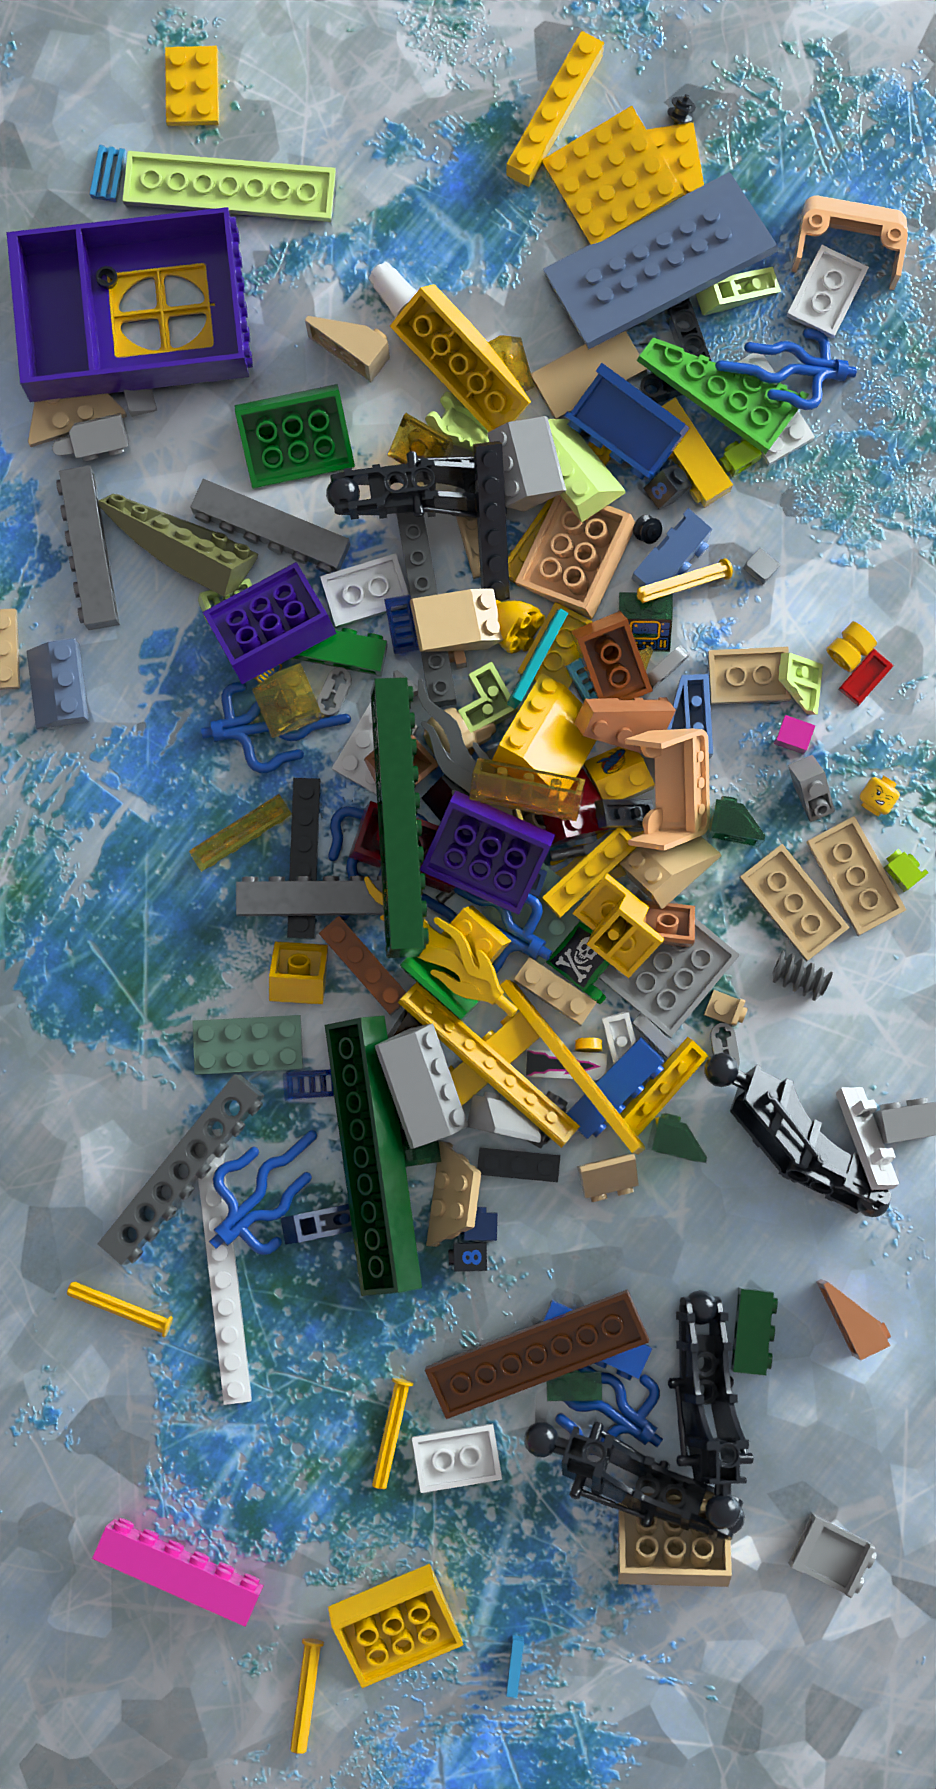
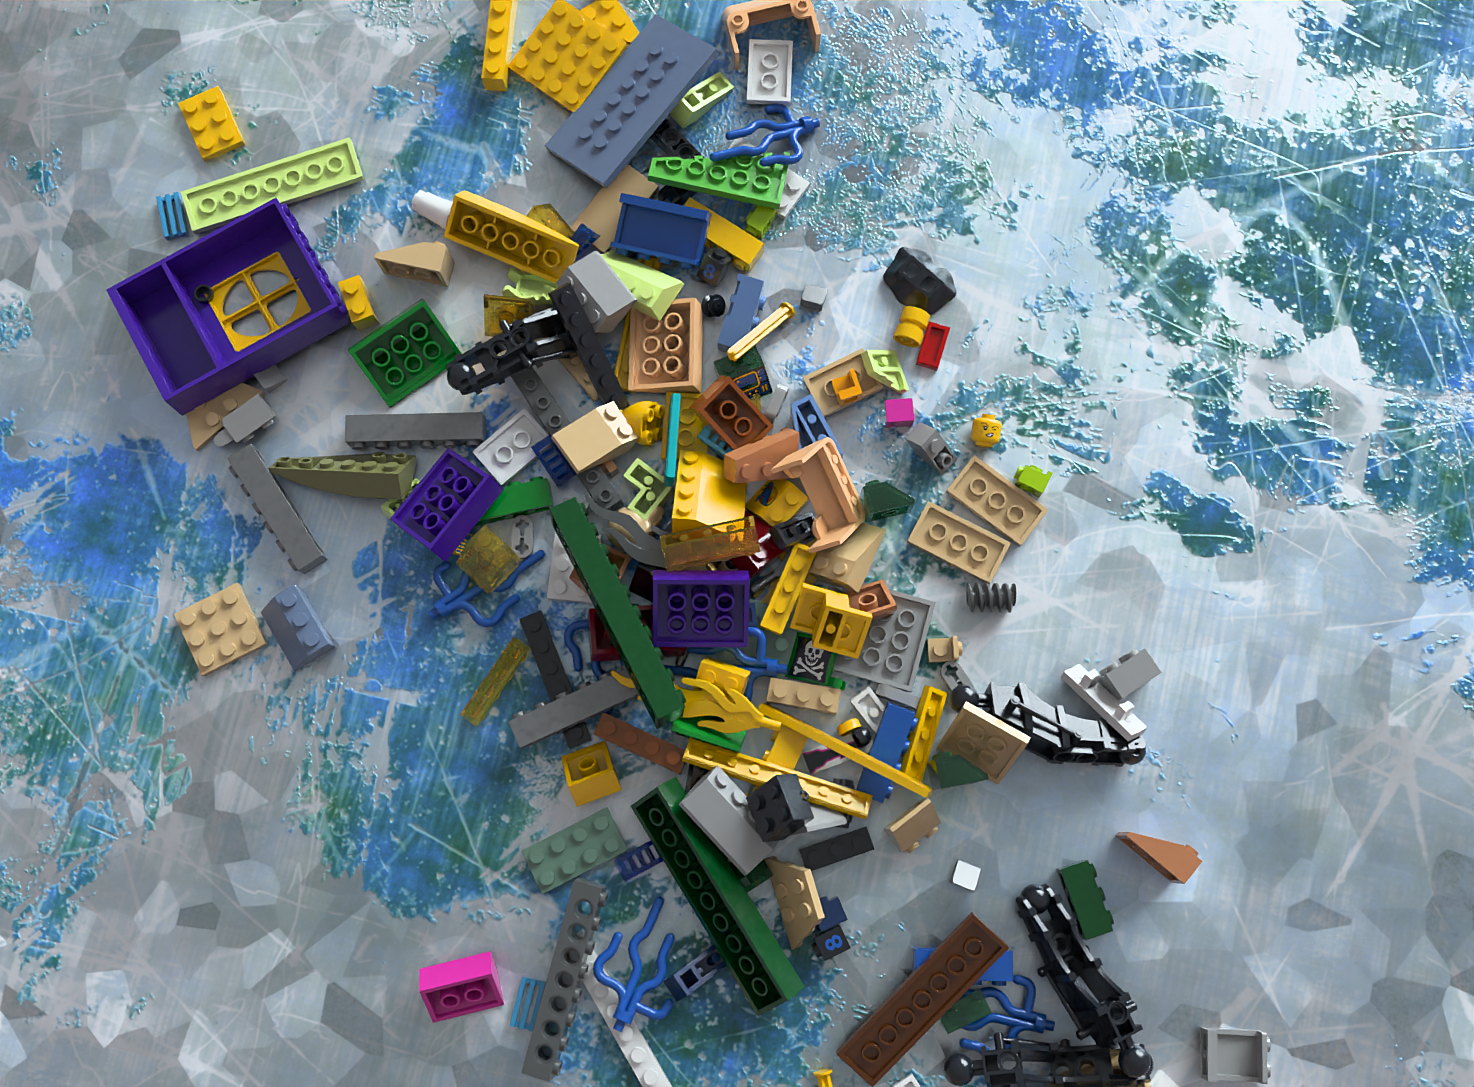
camera: 25 degrees left, 5 degrees down
(72, 1131) = (460, 987): none -> dark pink slope
(119, 1196) = (522, 1025): none -> dark azure tile
(267, 359) = (358, 302): none -> yellow brick
(477, 1095) = (779, 807): none -> black brick
(541, 392) = (584, 237): none -> clear blue slope
(596, 1061) = (861, 737): none -> black hinge
(640, 1251) = (965, 875): none -> slope
(720, 1123) = (983, 741): none -> tan plate
(750, 684) = (847, 388): none -> light orange panel
(867, 604) = (908, 289): none -> black piece

